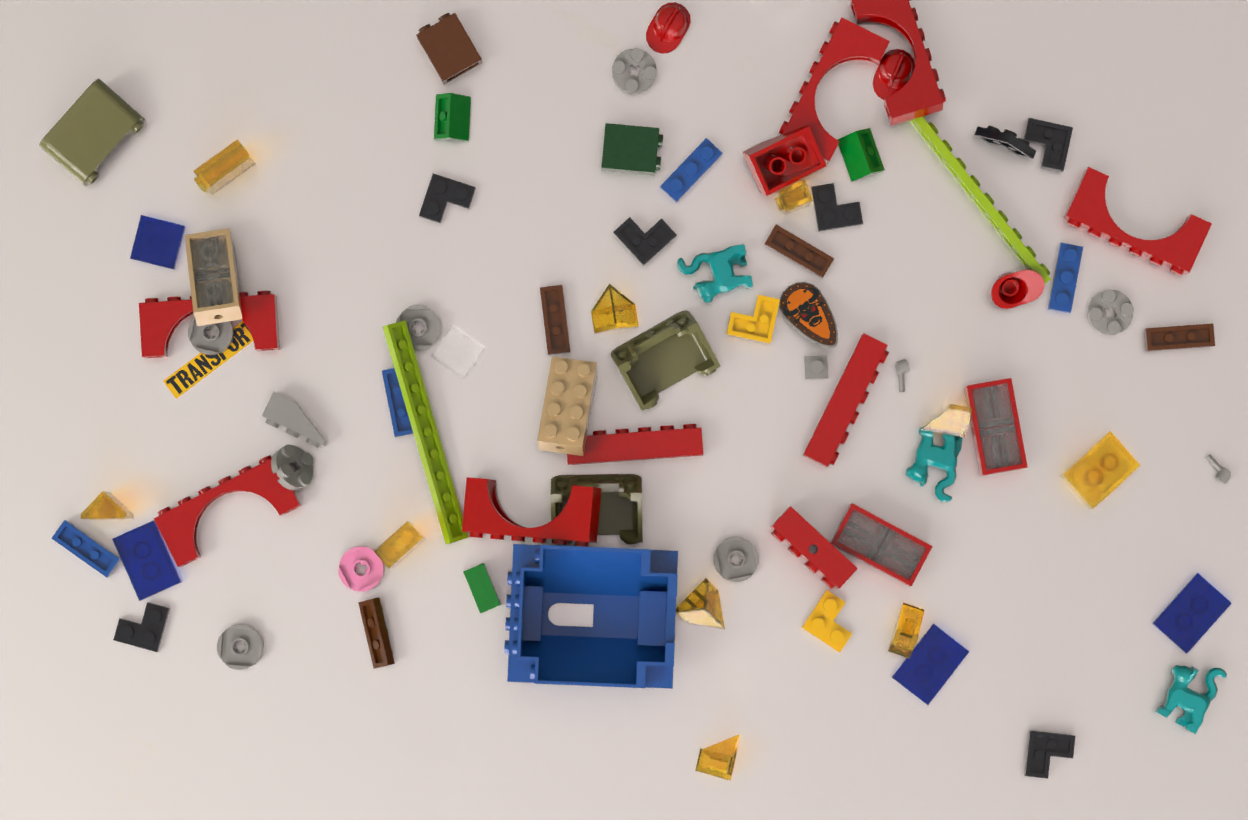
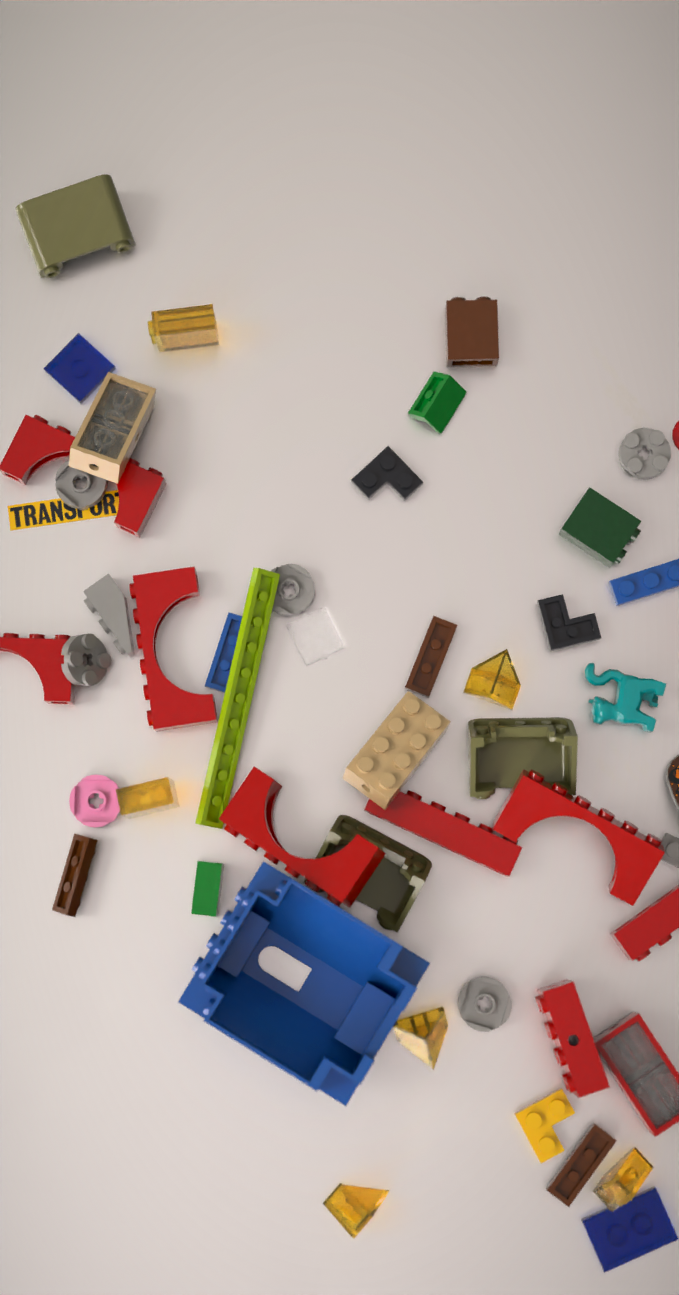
camera: 30 degrees right, 5 degrees down
(319, 390) = (155, 597): none -> red arch
(693, 385) = (536, 800): none -> red arch
(760, 325) = (638, 775): yellow plate -> none
(869, 637) = (581, 1164): none -> reddish brown plate

